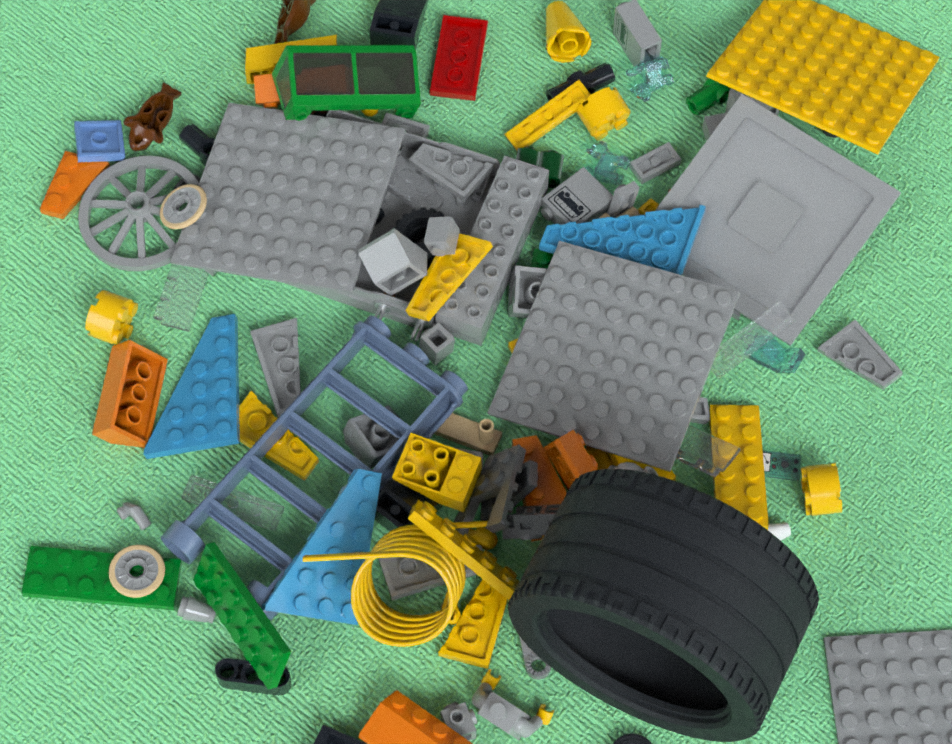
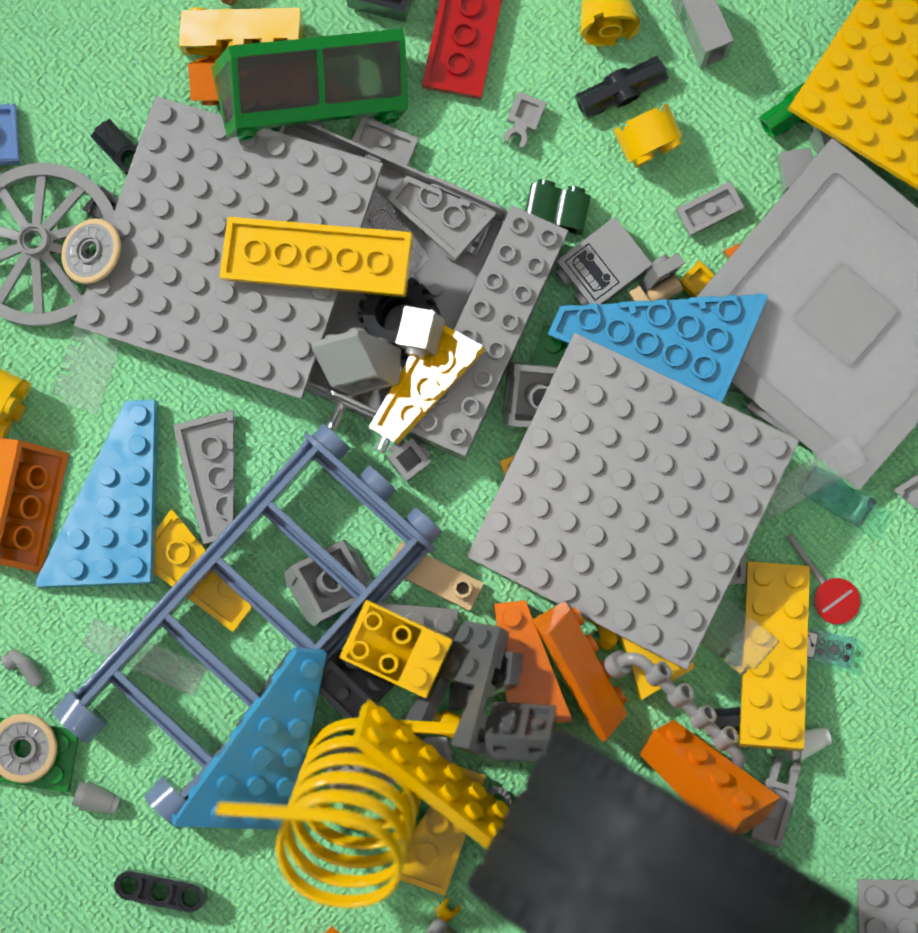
camera: 10 degrees right, 20 degrees up
(151, 118) = (56, 107): reddish brown animal -> none
(241, 616) = (147, 825): green plate -> none
(358, 189) = (316, 256): none -> yellow plate
(508, 109) = (524, 116): none -> light grey plate
(548, 116) = (575, 134): yellow tile -> none
(607, 165) = (646, 212): clear light blue animal -> none
(652, 76) = (717, 81): clear light blue animal -> none
(780, 430) = (834, 599): none -> red piece
(821, 489) = (877, 692): yellow brick -> none

